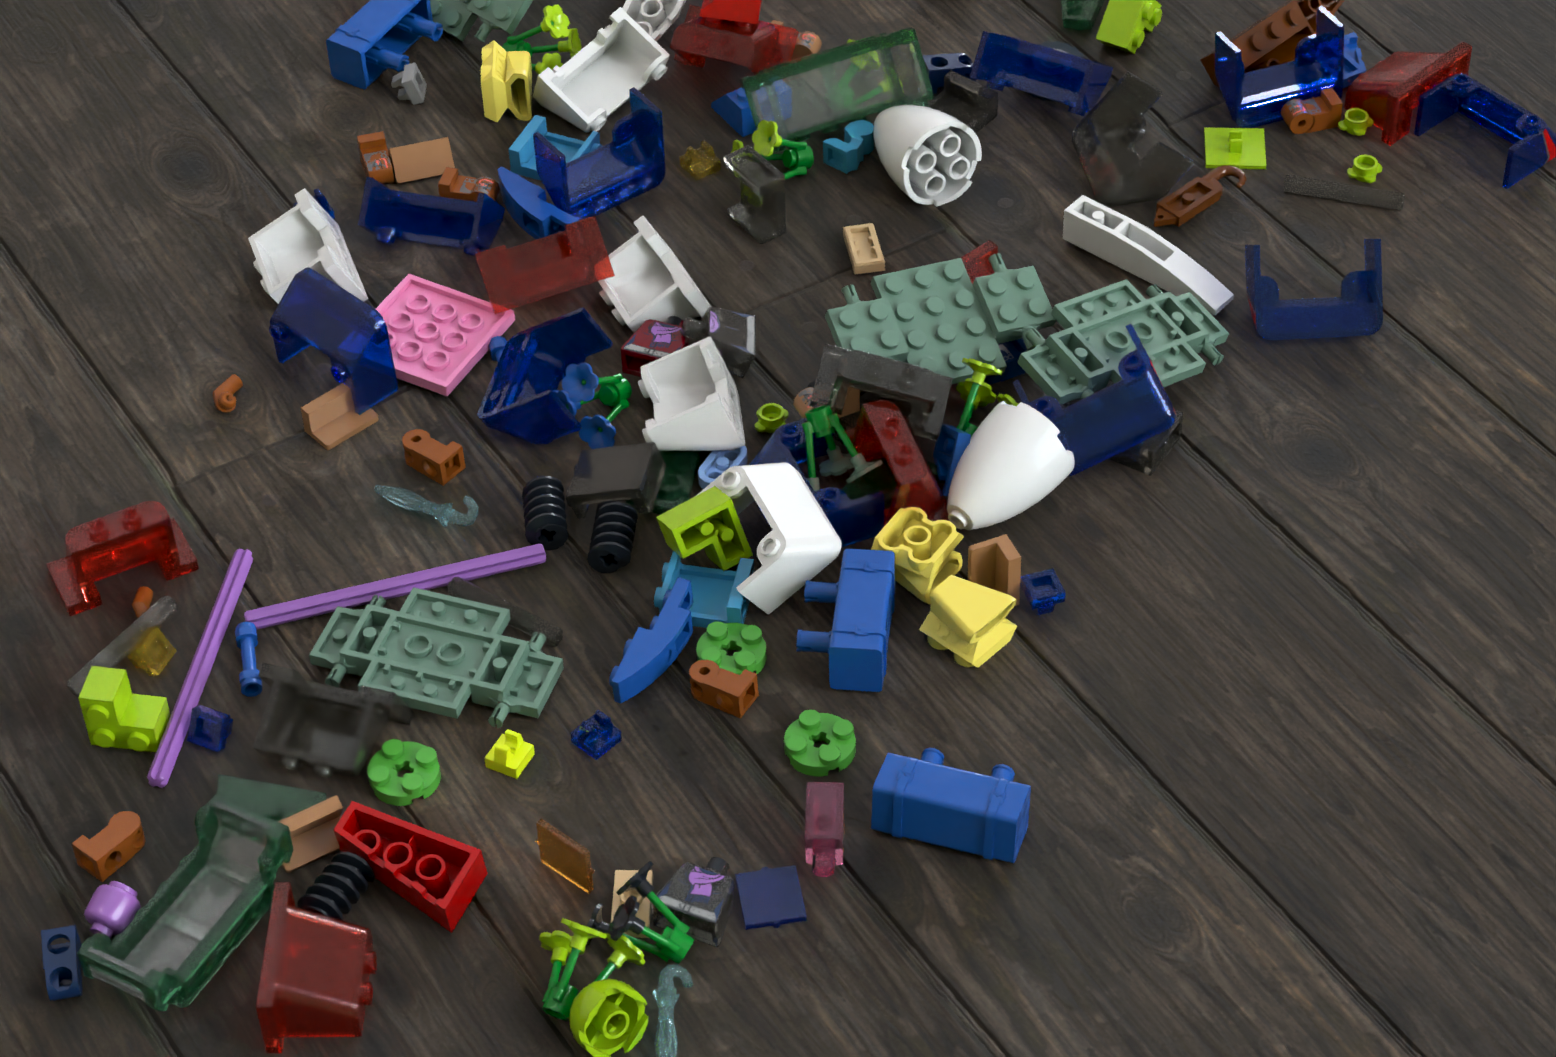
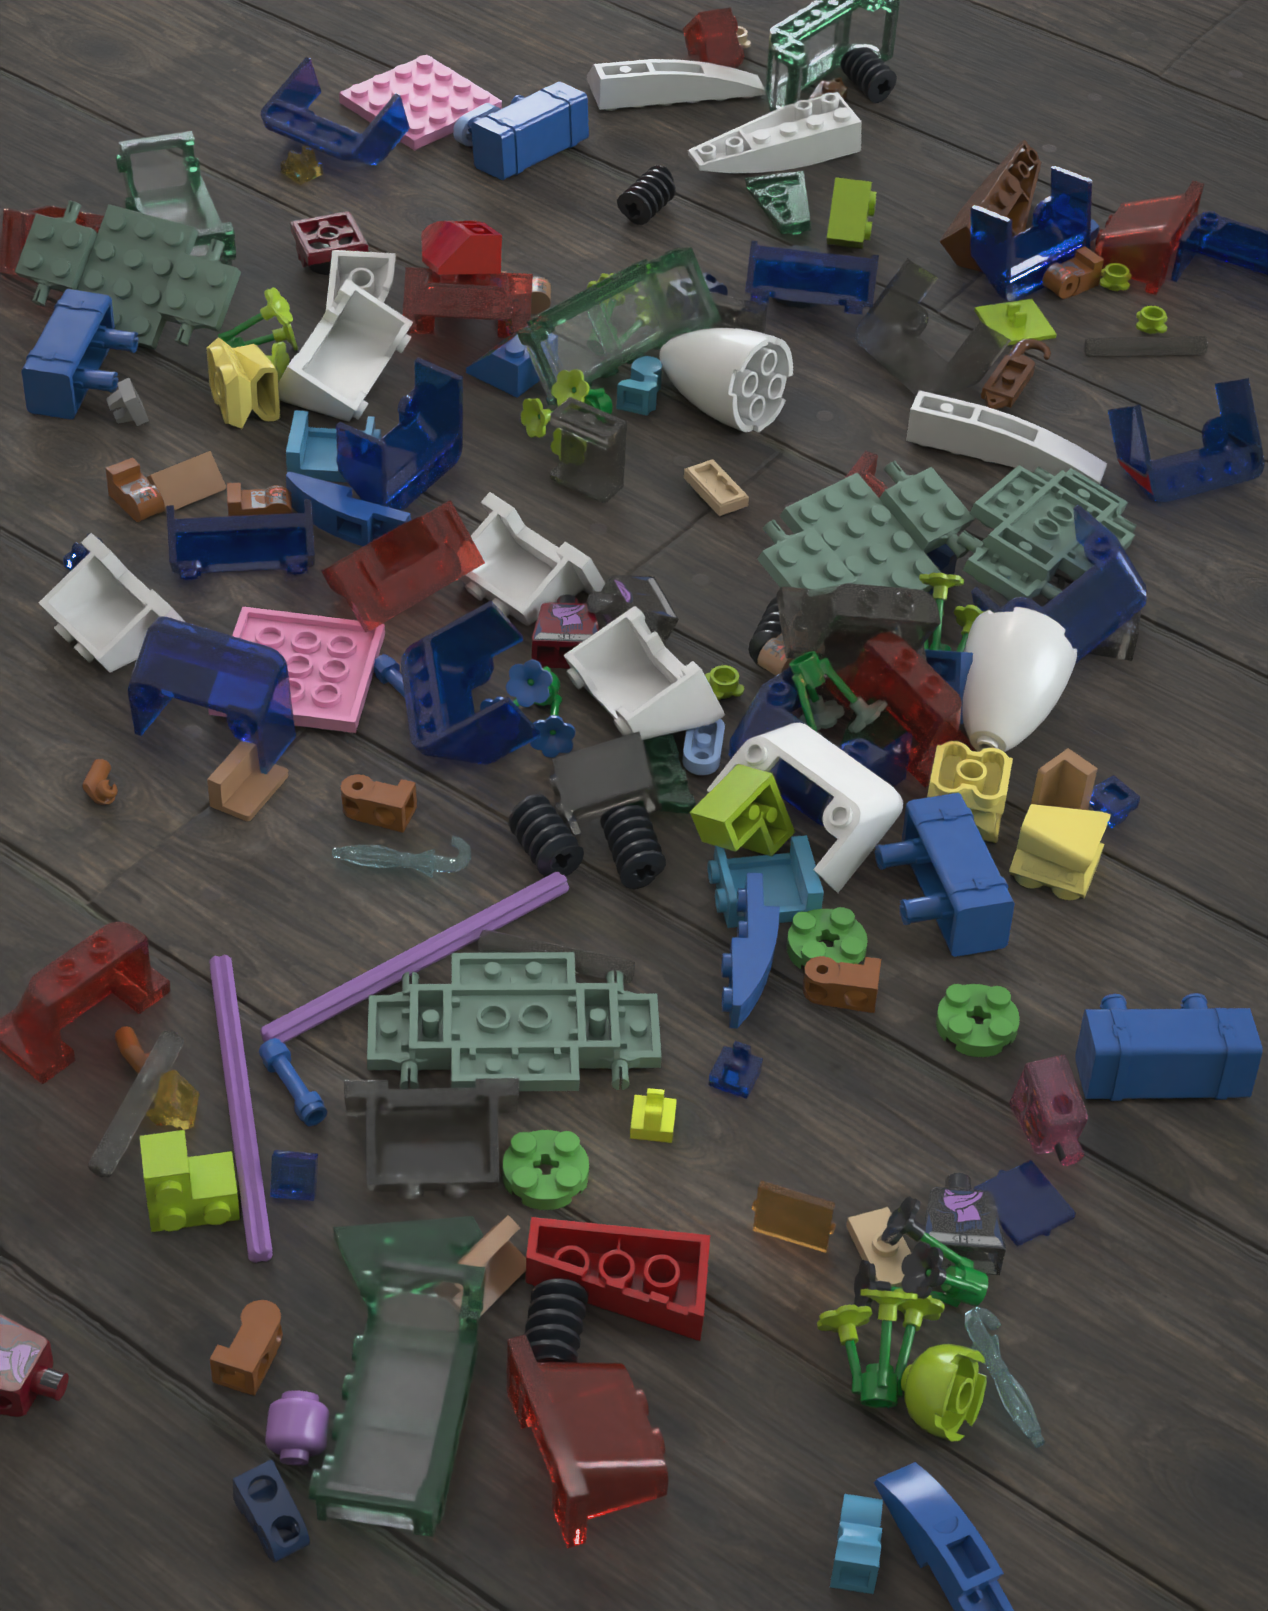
camera: 25 degrees left, 0 degrees up
(700, 161) = (491, 429): clear yellow tile -> none

